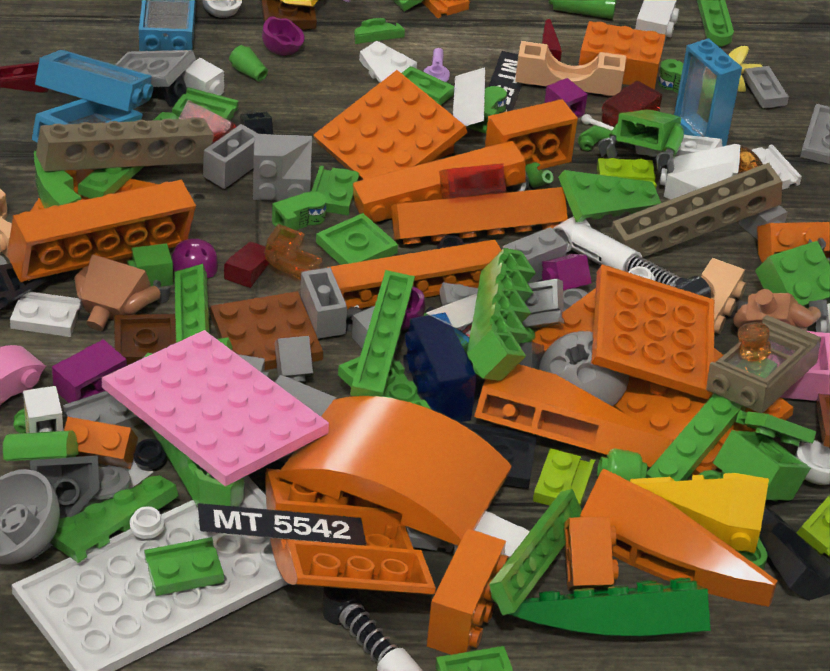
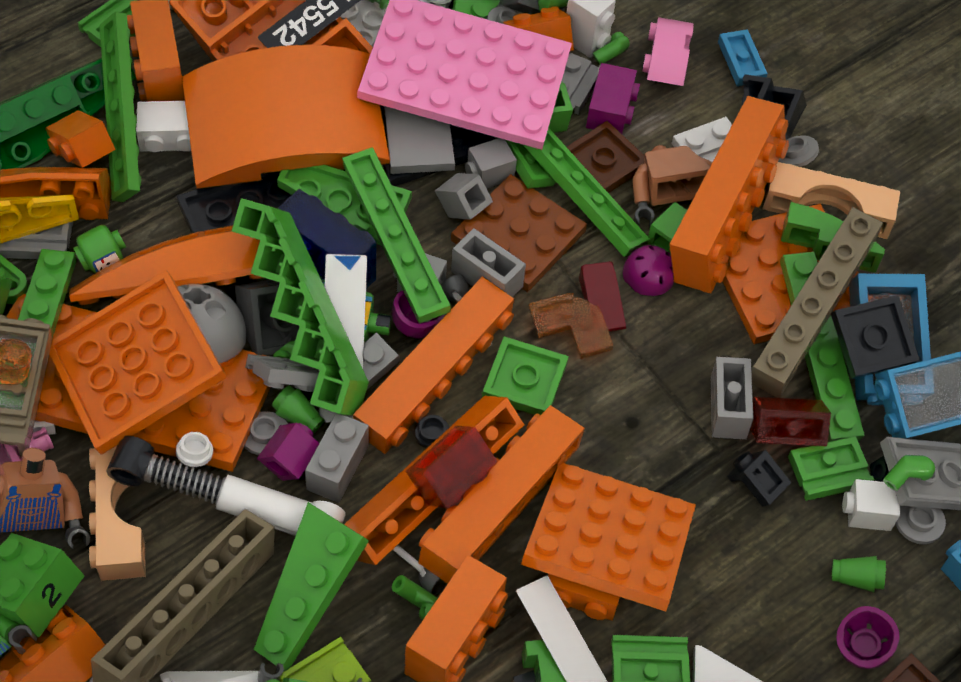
camera: 145 degrees right, 15 degrees up
(107, 107) = (874, 336): none -> black plate
(170, 51) = (909, 467): none -> bright green arm
(281, 166) = (671, 406): light grey slope -> none
(300, 210) = (608, 386): bright green leg -> none
(337, 188) = (611, 444): bright green plate -> none
(561, 473) = (149, 222): lime plate -> none

